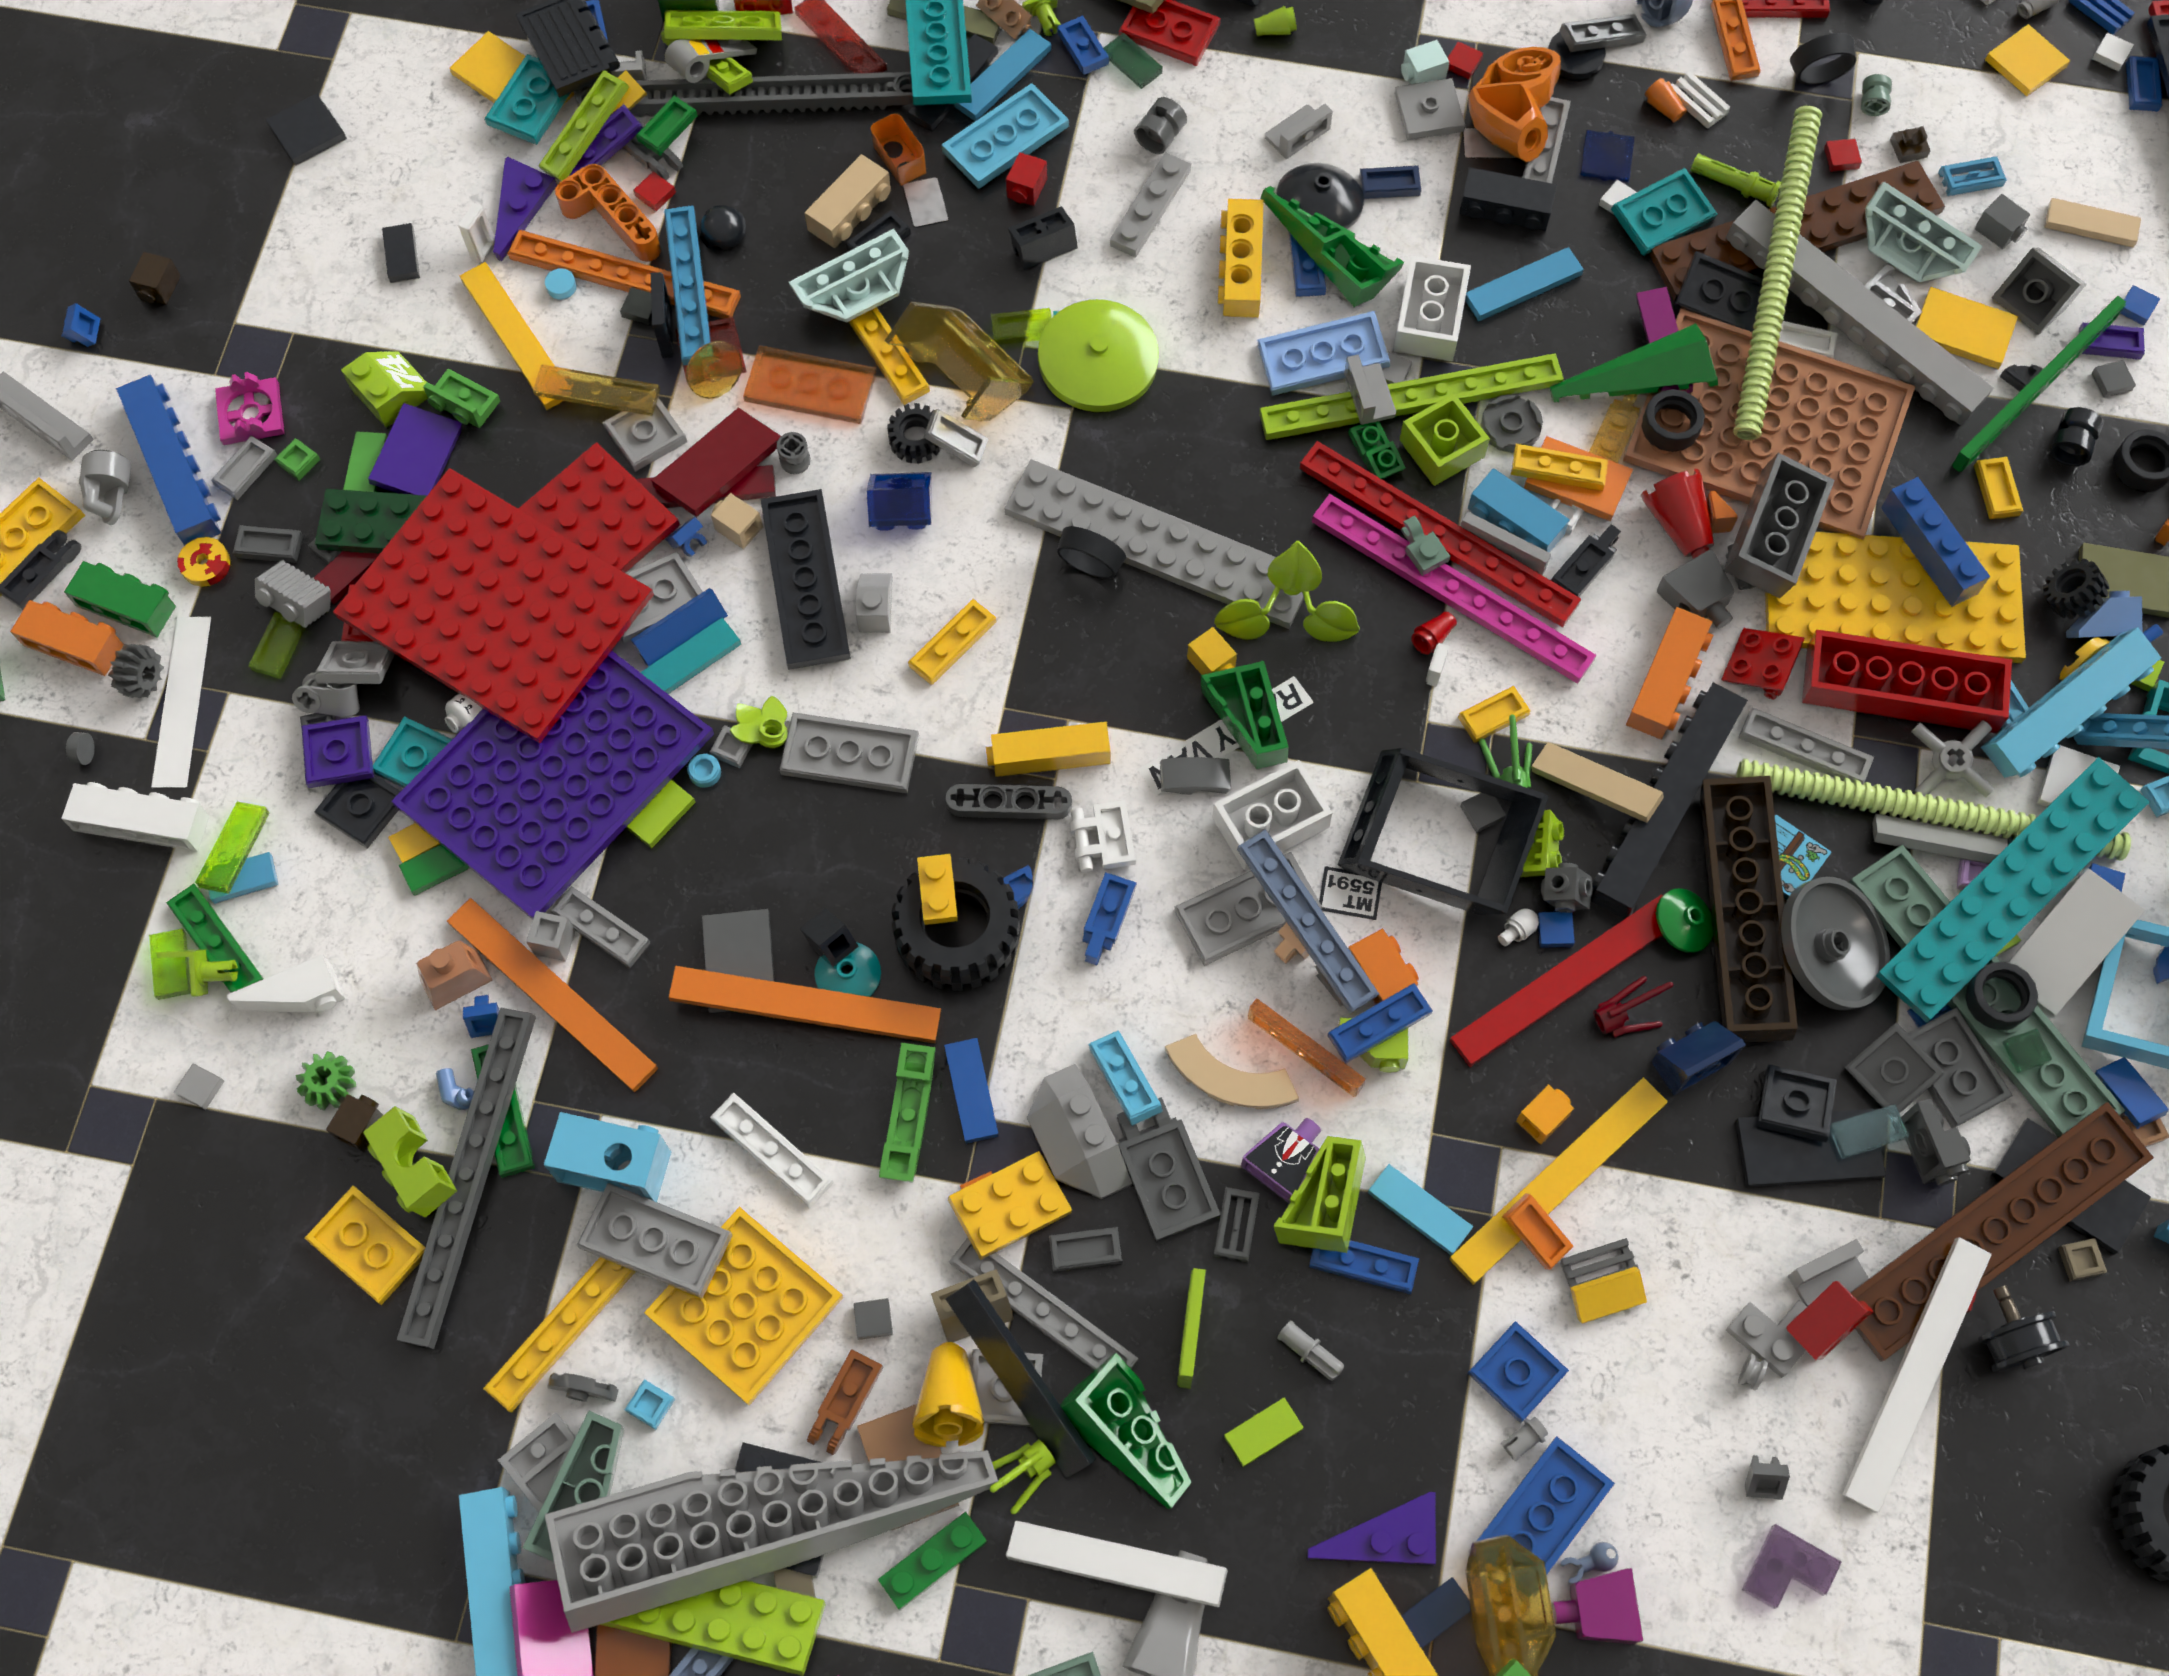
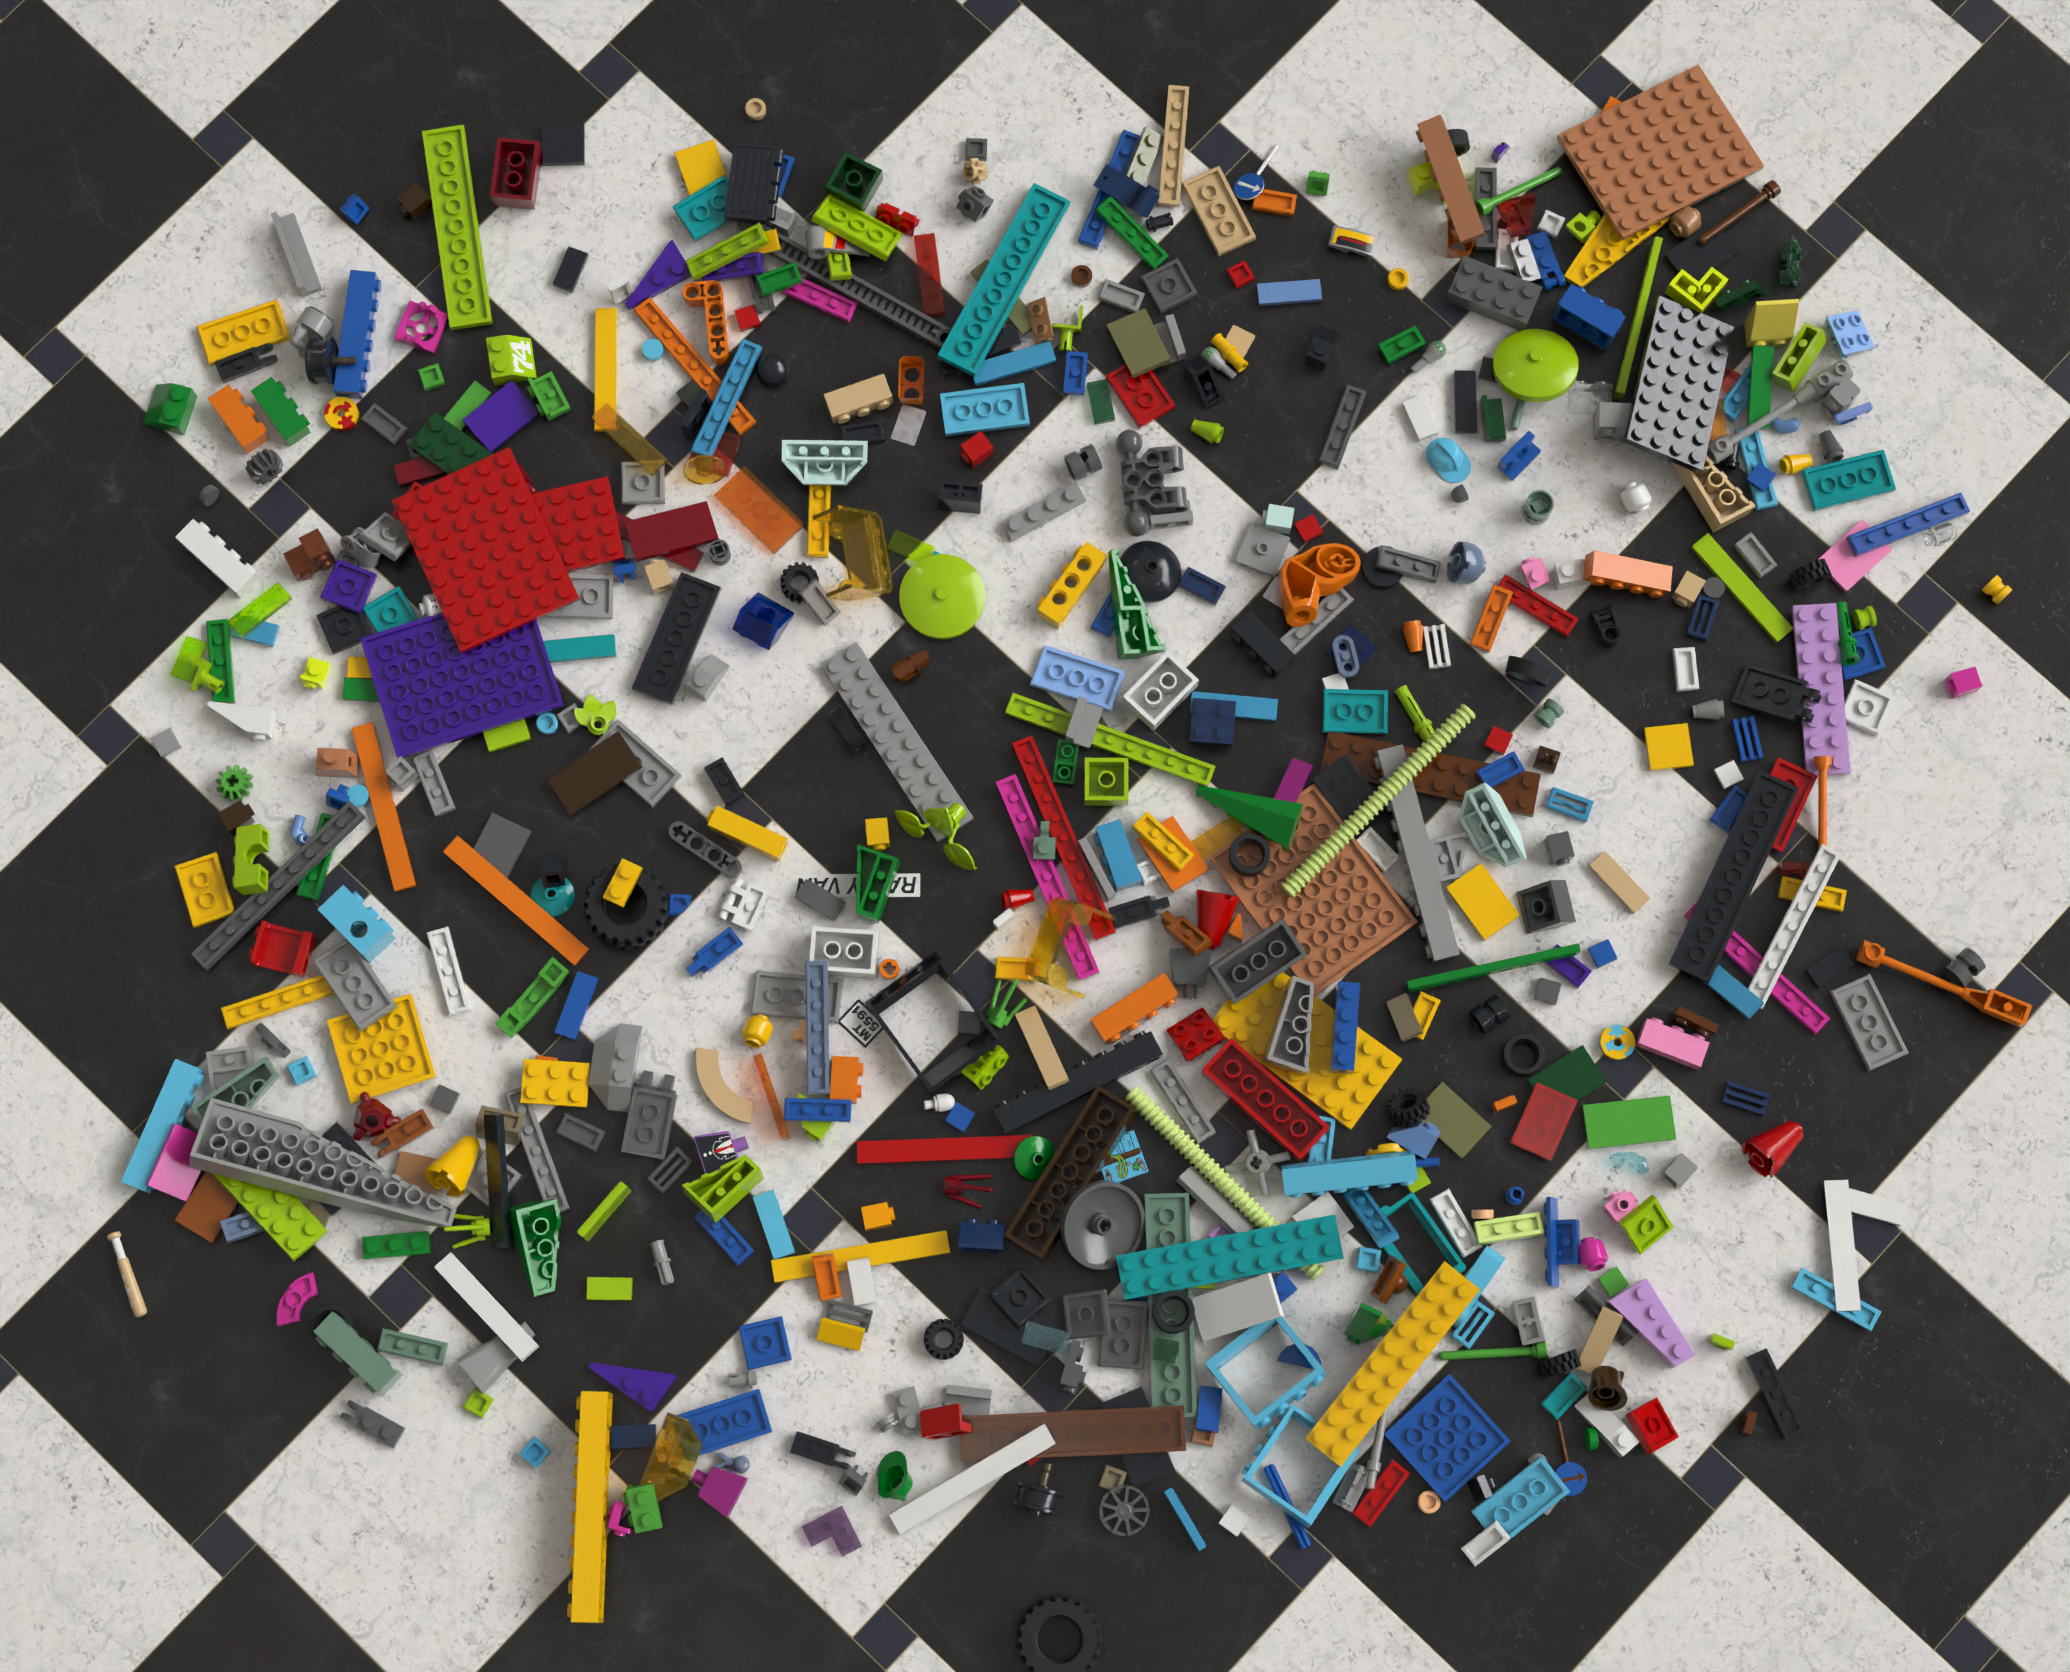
camera: 30 degrees right, 10 degrees up
(142, 506) = (322, 360): none -> black wheel
(181, 702) = (281, 497): white sticker -> none
(228, 280) = (457, 227): none -> lime plate
(244, 467) = (398, 364): light grey tile -> none
(265, 181) = (516, 173): none -> dark red brick
(265, 741) = (310, 556): none -> copper brick
(276, 646) = (353, 494): clear neon green tile -> none
(292, 593) = (378, 469): light grey brick -> none
(355, 883) = (315, 673): none -> neon yellow bracket
(508, 996) = (358, 795): none -> medium azure tile
(523, 1258) = (282, 949): none -> red panel
(678, 626) = (585, 625): blue tile -> none
(730, 127) = (823, 300): none -> dark pink tile
(789, 1405) = (372, 1117): none -> dark red rock
(806, 791) = (594, 773): none -> dark brown tile
(952, 642) = (736, 730): yellow tile -> none
(978, 707) = (724, 781): none -> black plate
(1115, 449) = (910, 666): none -> reddish brown arm
(1125, 1077) = (662, 1052): medium azure tile -> none
(1229, 978) = (757, 1031): none -> yellow head
(1247, 106) = (1169, 461): none -> dark grey connector
(1341, 796) = (884, 973): none -> orange bush
(1511, 422) = (1159, 793): dark grey tile -> none
(1516, 305) = (1212, 721): none -> dark blue brick
(1518, 652) = (1049, 940): none -> clear yellow windscreen
(1567, 888) = (979, 1099): dark grey brick -> none
(1585, 1208) = (861, 1281): none -> white tile
(1612, 160) = (1345, 657): none -> sand blue plate
(1665, 549) = (1185, 933): none -> dark orange hinge
(1692, 1468) = (819, 1450): none -> black hinge
(1756, 1202) = (943, 1325): none -> black tyre
(1815, 1437) = (893, 1476): none -> green piece
(1876, 576) = (1291, 1031): none -> light grey wedge
(1878, 169) = (1500, 770): none -> blue tile
(1985, 496) = (1404, 1017): none -> dark tan tile
(2020, 375) = (1493, 953): black tile -> none
(2130, 1289) = (1124, 1510): none -> dark grey wheel

